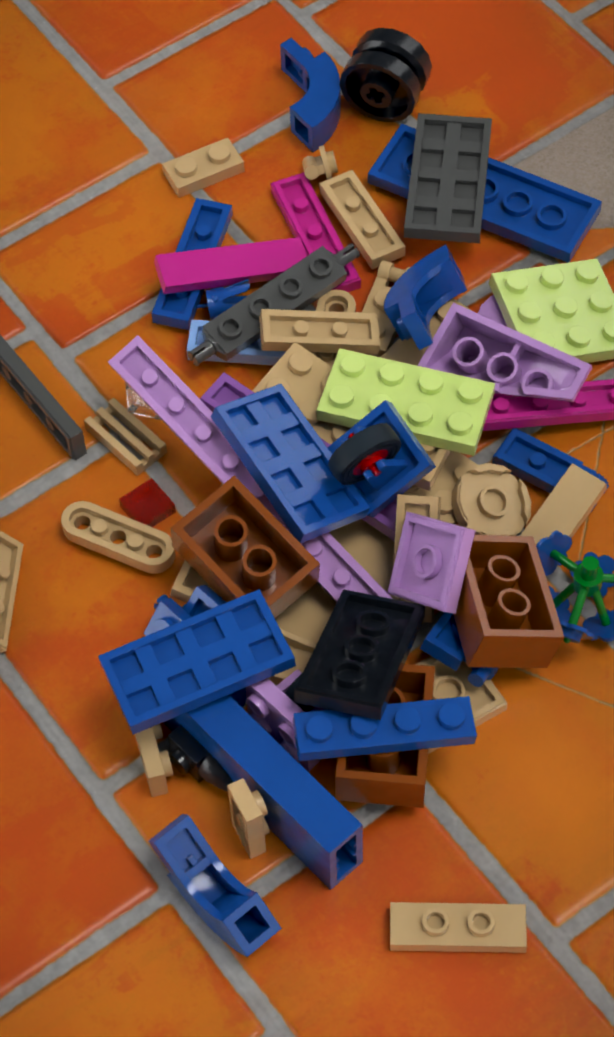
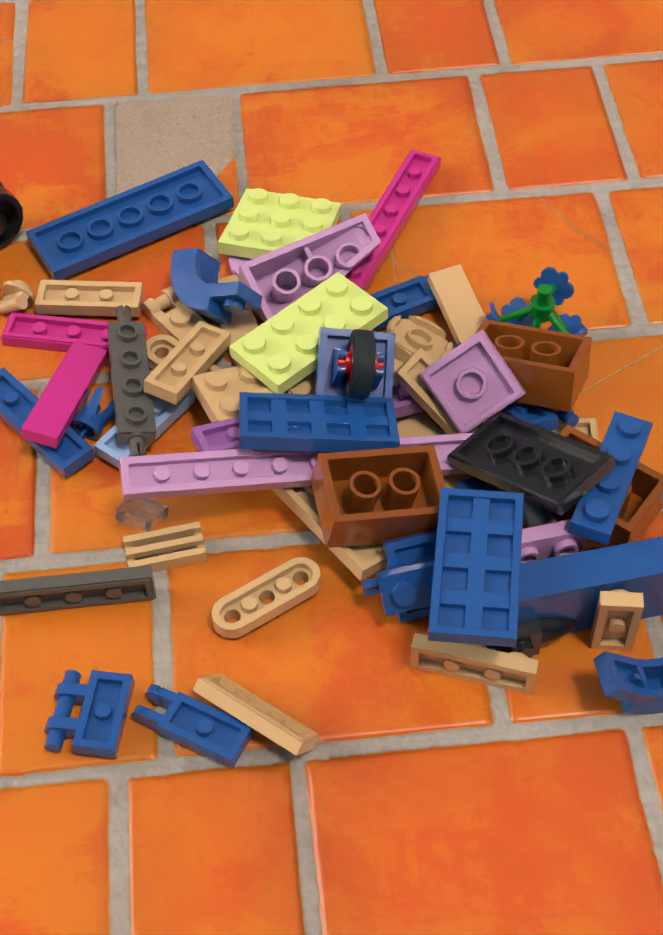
camera: 60 degrees left, 5 degrees down
(147, 504) = (245, 563): clear red tile -> none
(448, 178) = (109, 224): dark grey plate -> none

